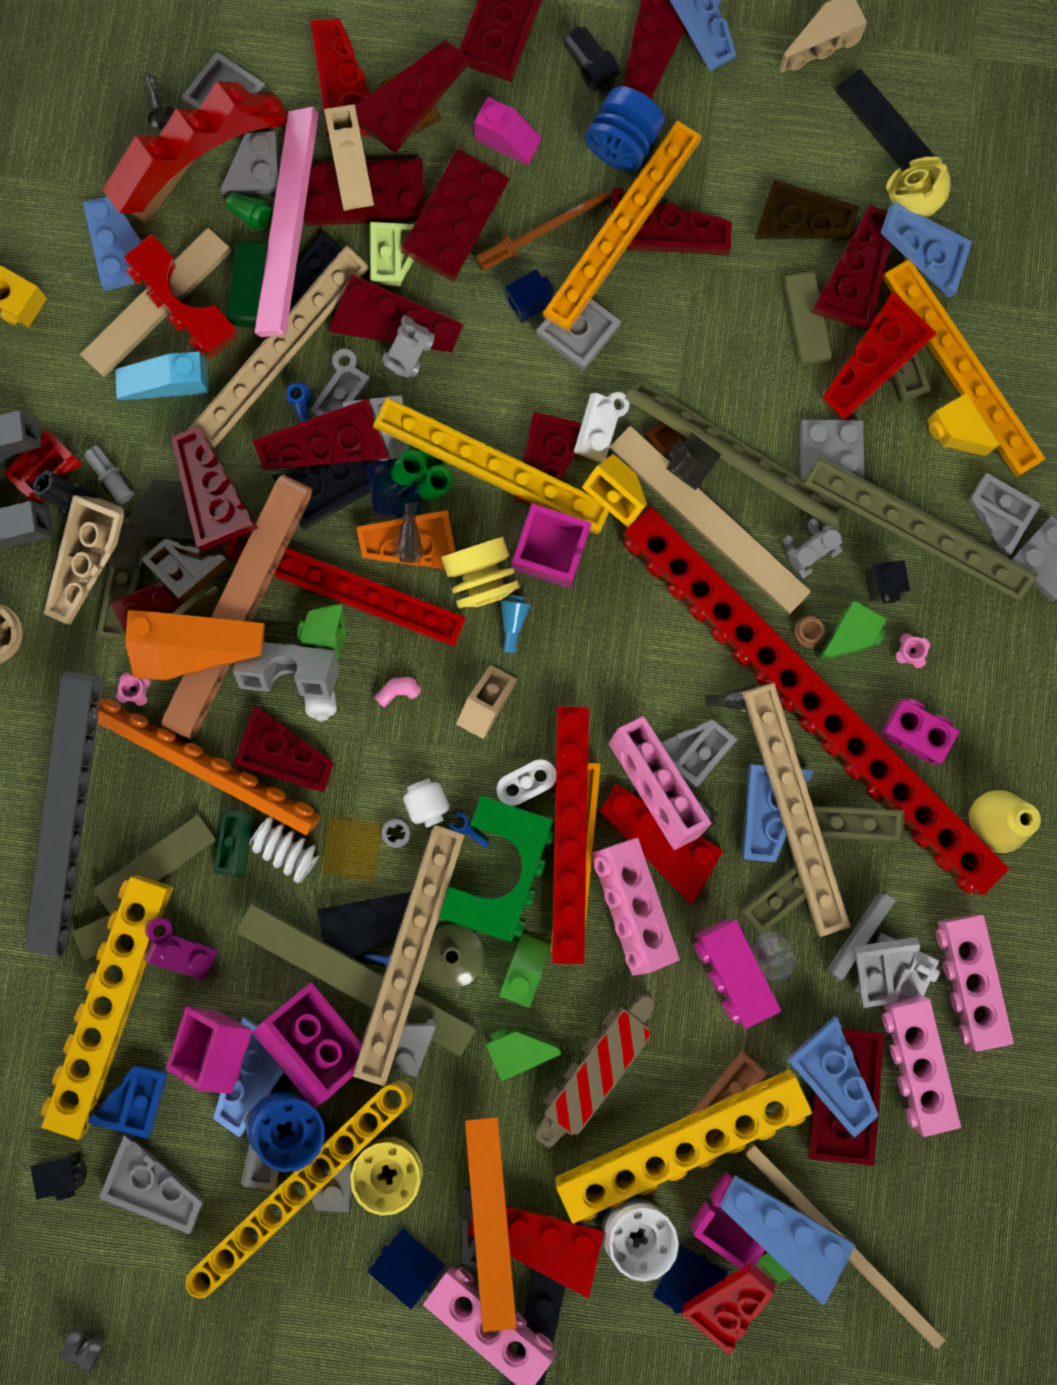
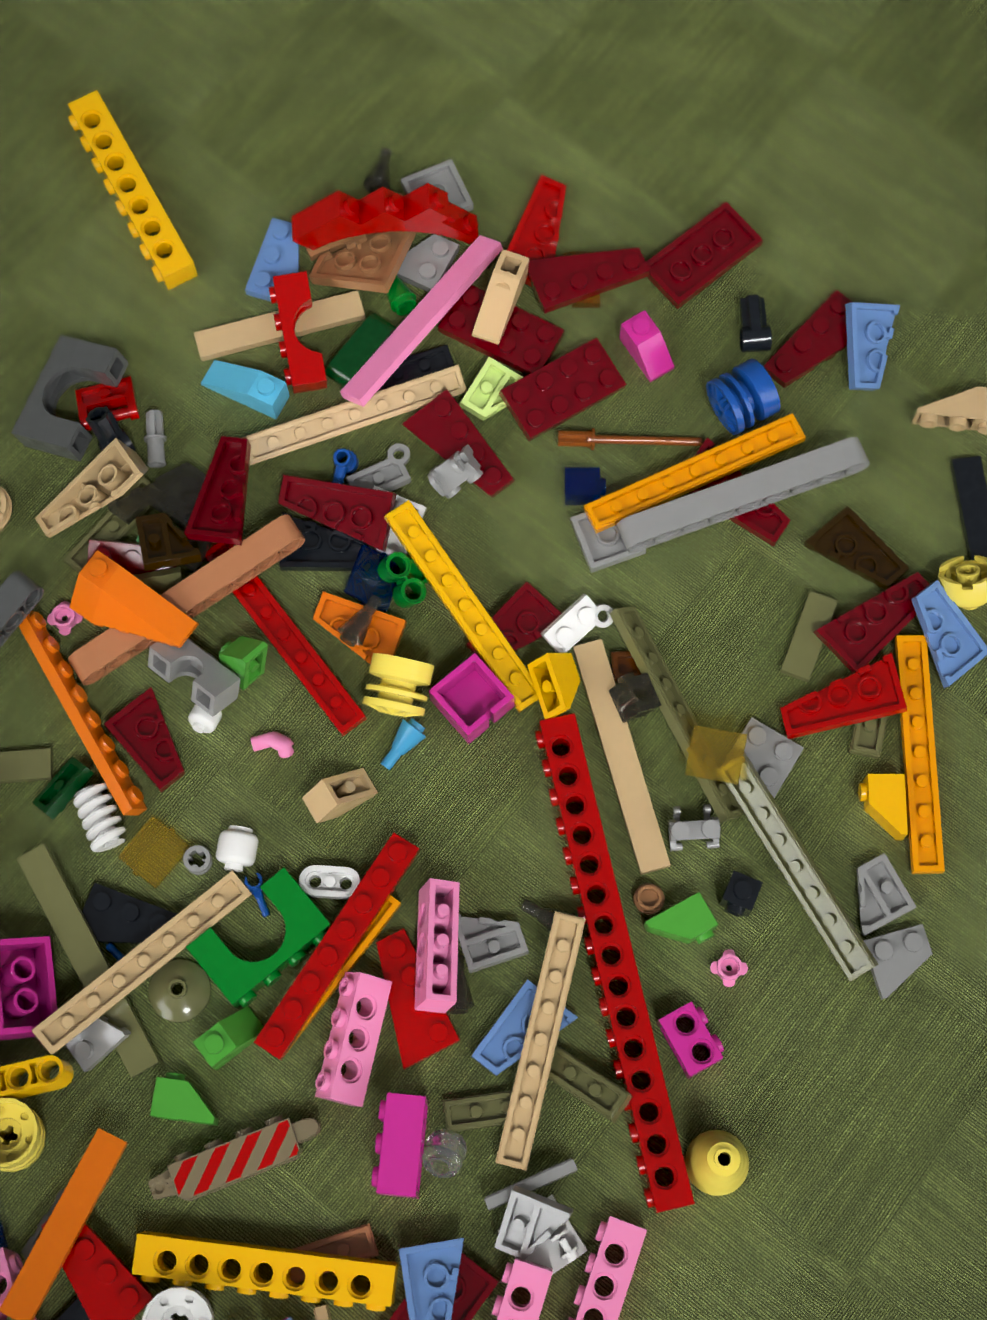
camera: 35 degrees right, 10 degrees down
(198, 196) = (364, 263): none -> medium nougat plate
(678, 221) = (742, 494): none -> light grey beam
(797, 471) = (716, 755): none -> clear yellow piece

